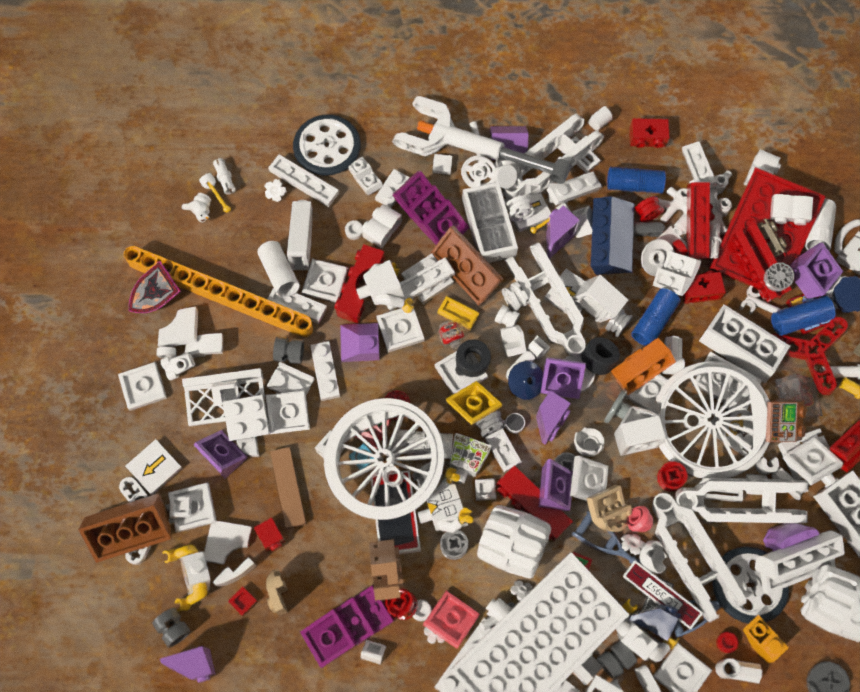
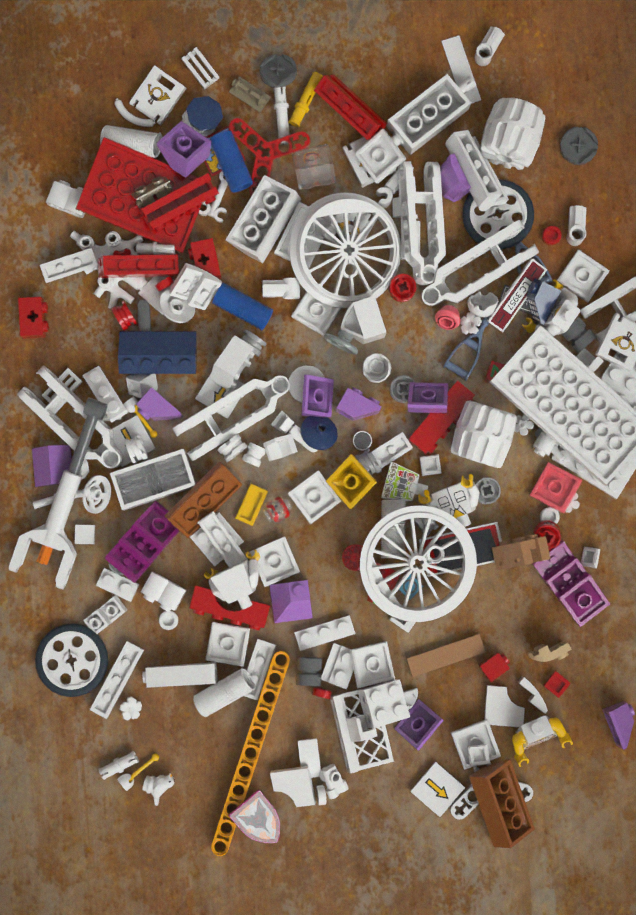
camera: 95 degrees left, 15 degrees up
(142, 386) = (356, 814): white tile -> none
(175, 633) = (593, 741): dark grey wheel -> none
(266, 361) = (320, 692): none -> red tile
(478, 347) = (301, 474): black tyre -> none
(504, 176) = (103, 467): white piece -> none
(588, 478) = (415, 366): white tile -> none
(600, 118) = (19, 369): white brick -> none
(600, 356) = (279, 355): black tyre -> none
(609, 509) = (441, 346): tan slope -> none
(629, 180) = (90, 334): blue piece -> none
(643, 366) = (297, 318): orange piece -> none
(764, 640) = (549, 202): light orange slope -> none
(778, 277) = (198, 186): light grey wheel -> none
(785, 420) = (345, 181): slope -> none
(791, 208) = (122, 172): white brick -> none

